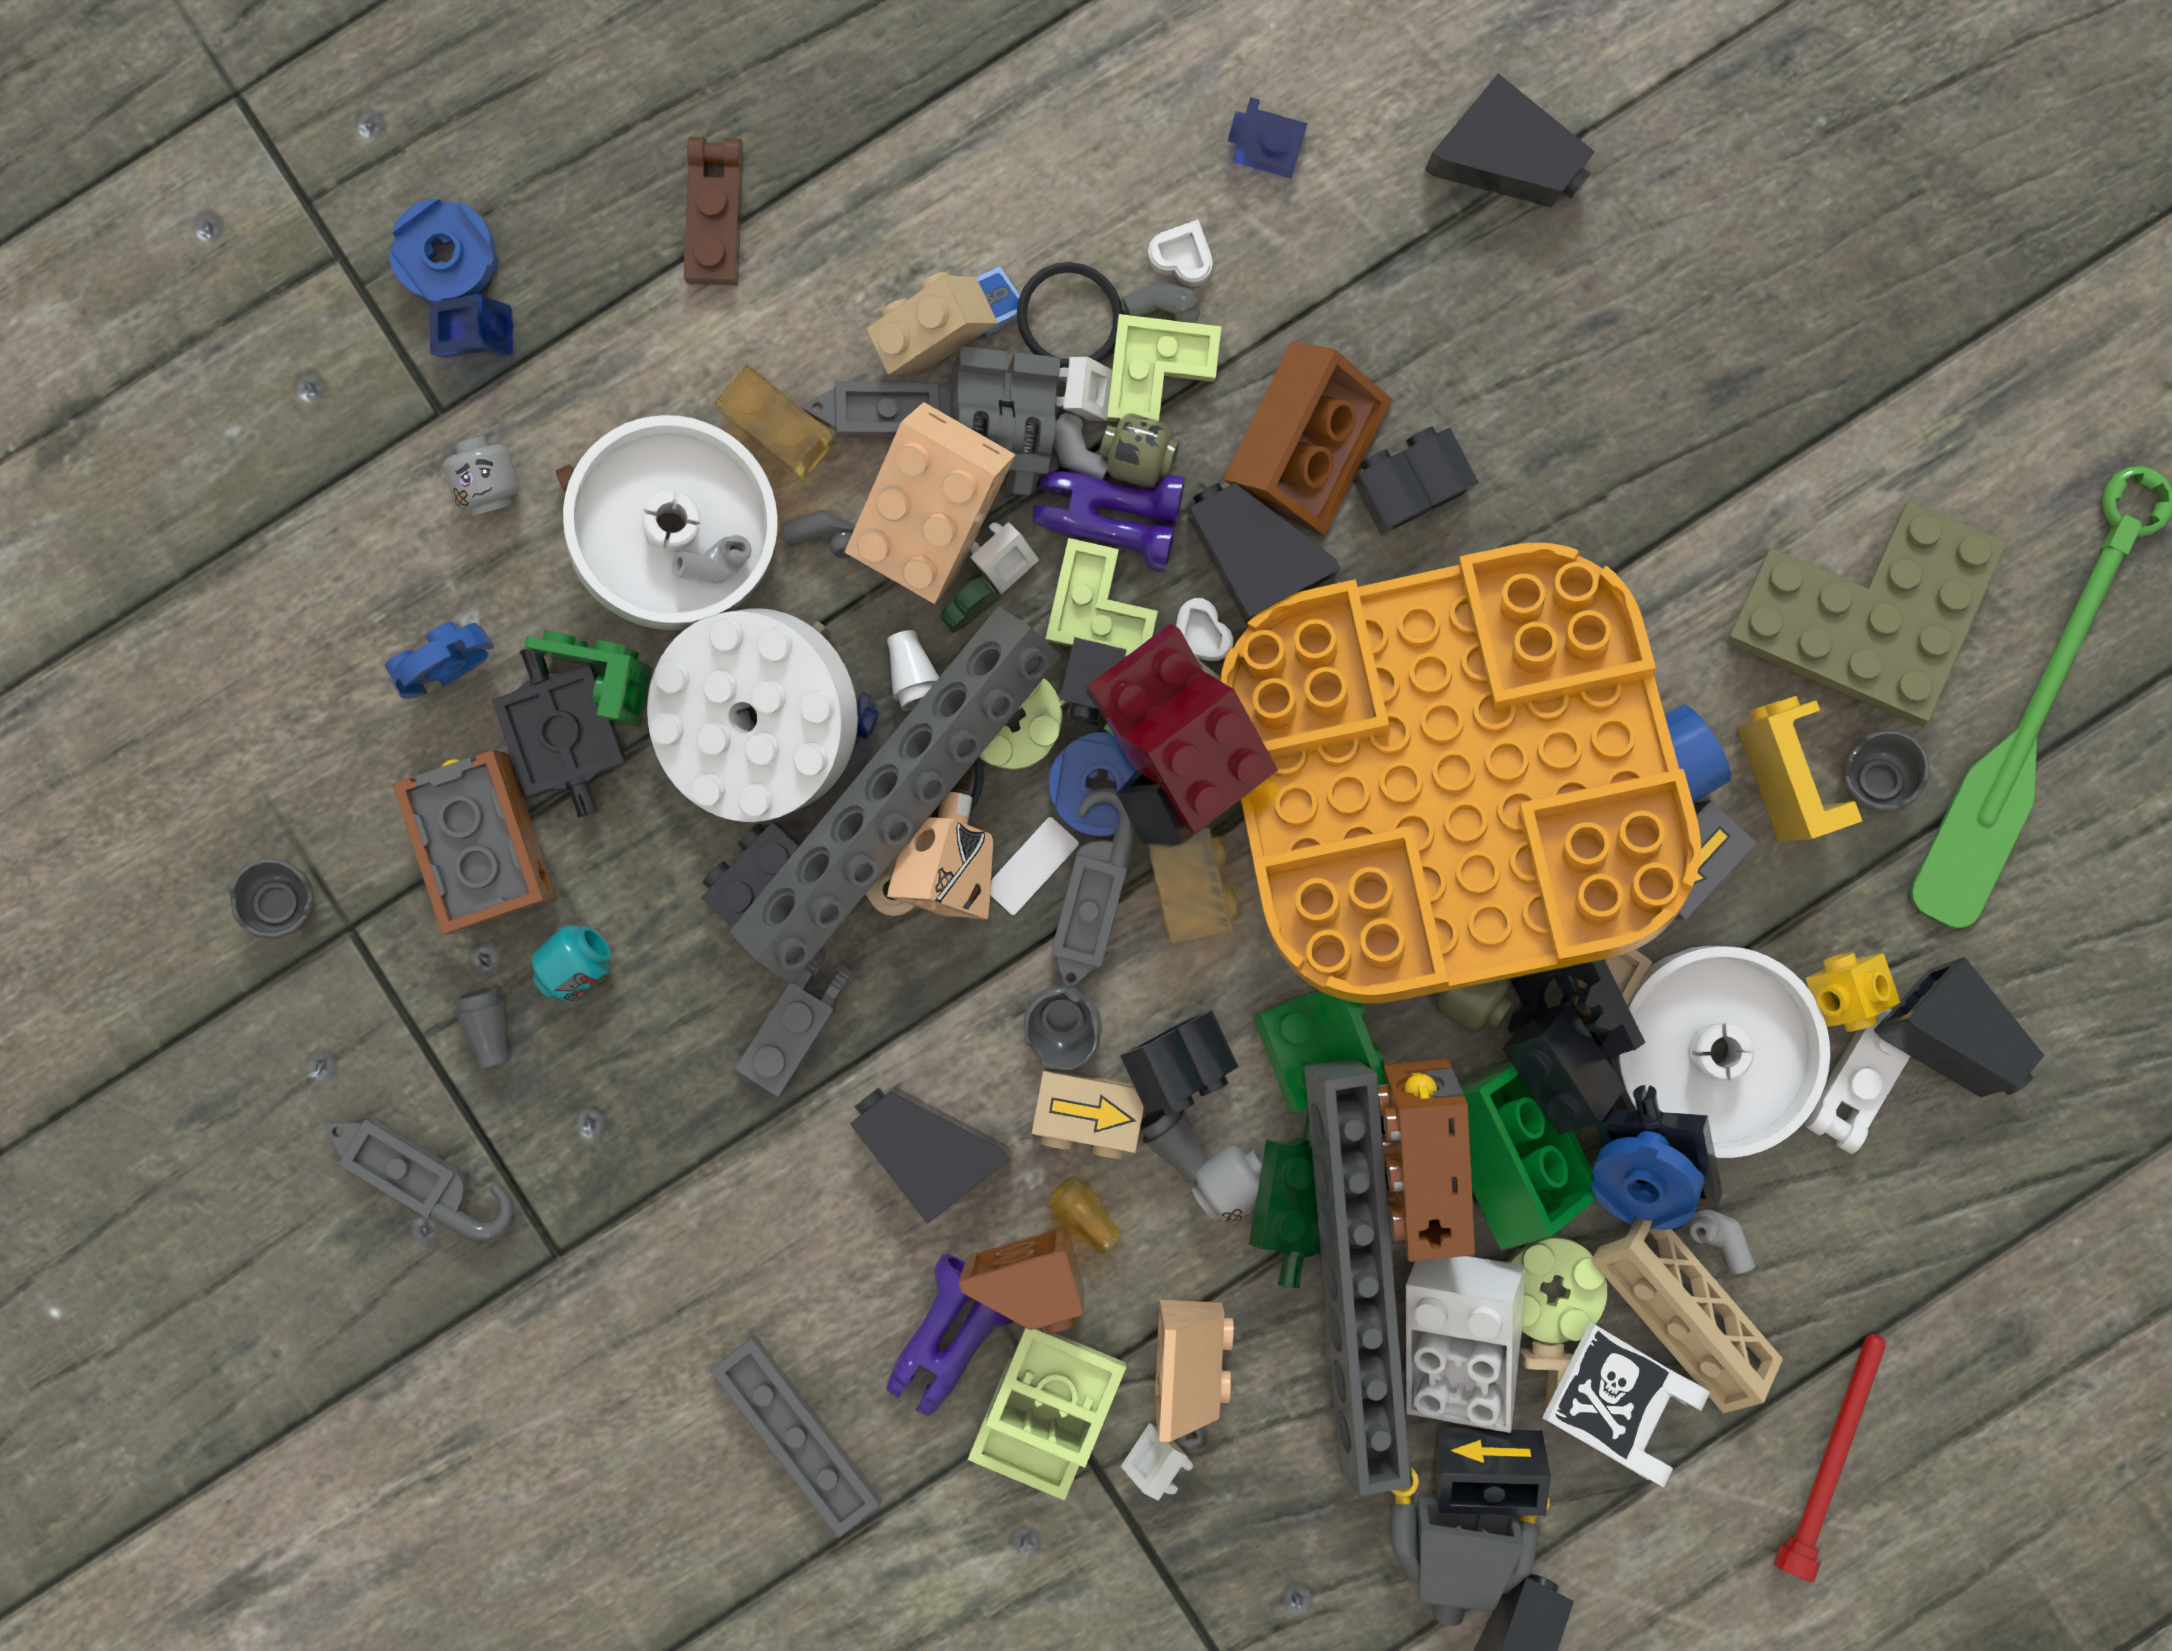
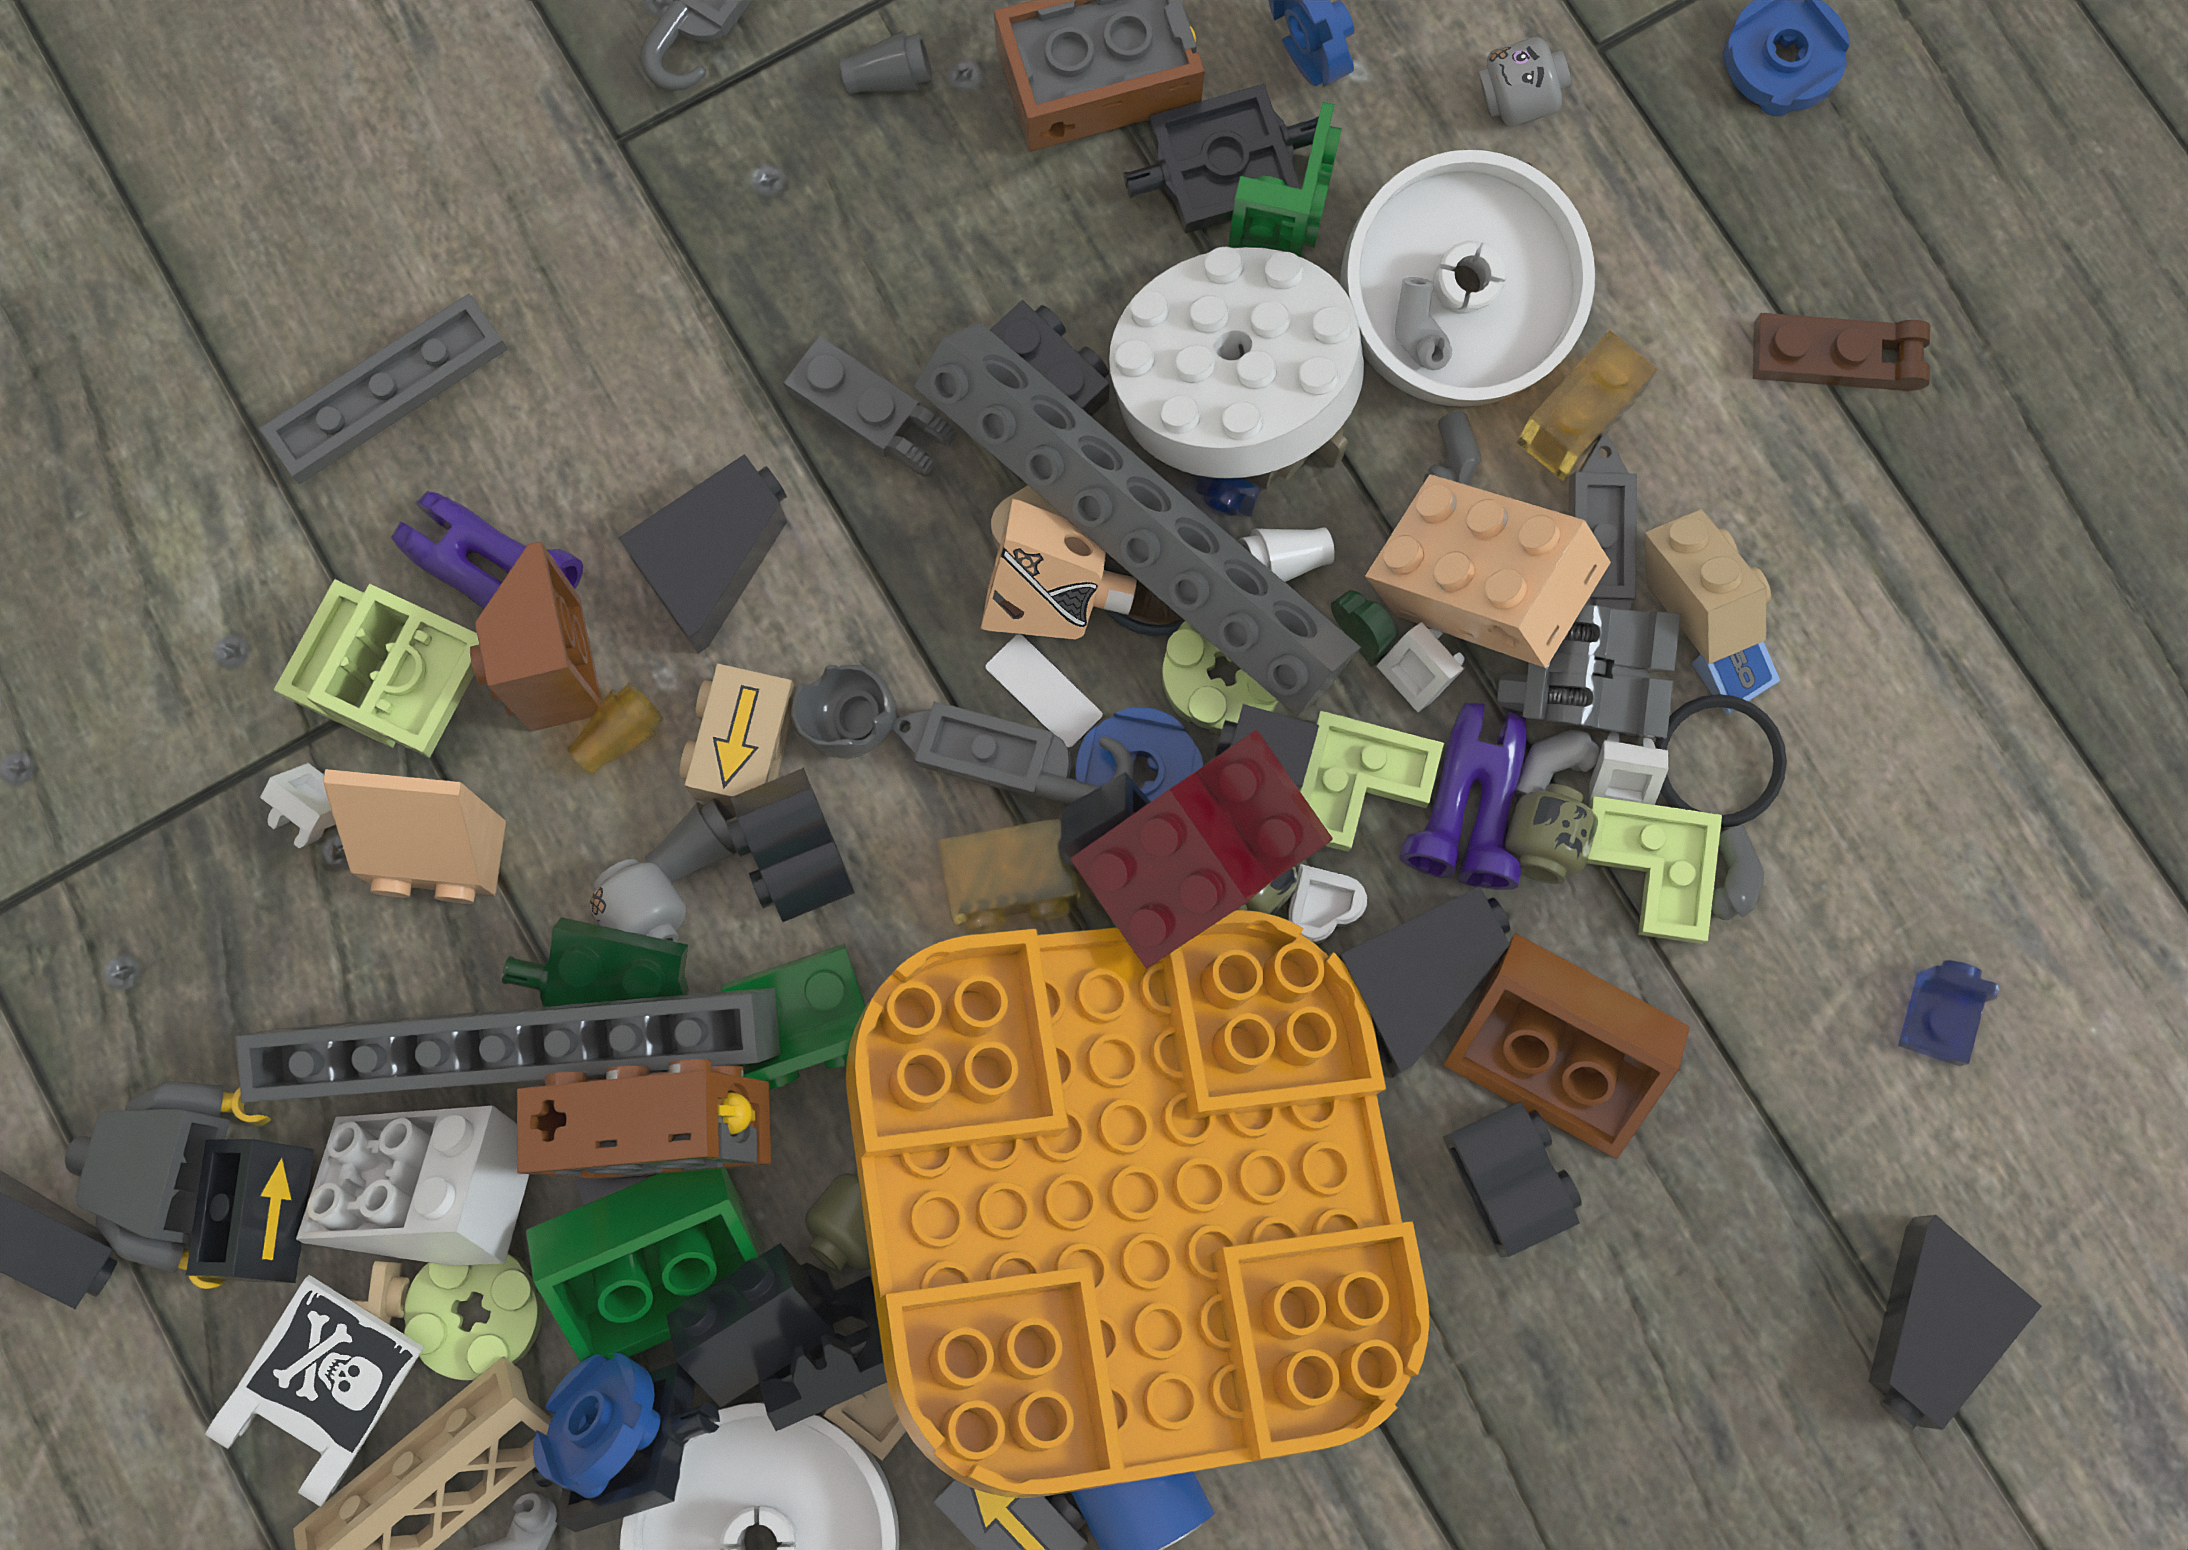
camera: 90 degrees right, 10 degrees down
(470, 326) = (1699, 79): clear blue bracket -> none
(571, 963) = (954, 159): teal head -> none
(1182, 253) = (1799, 903): white tile -> none

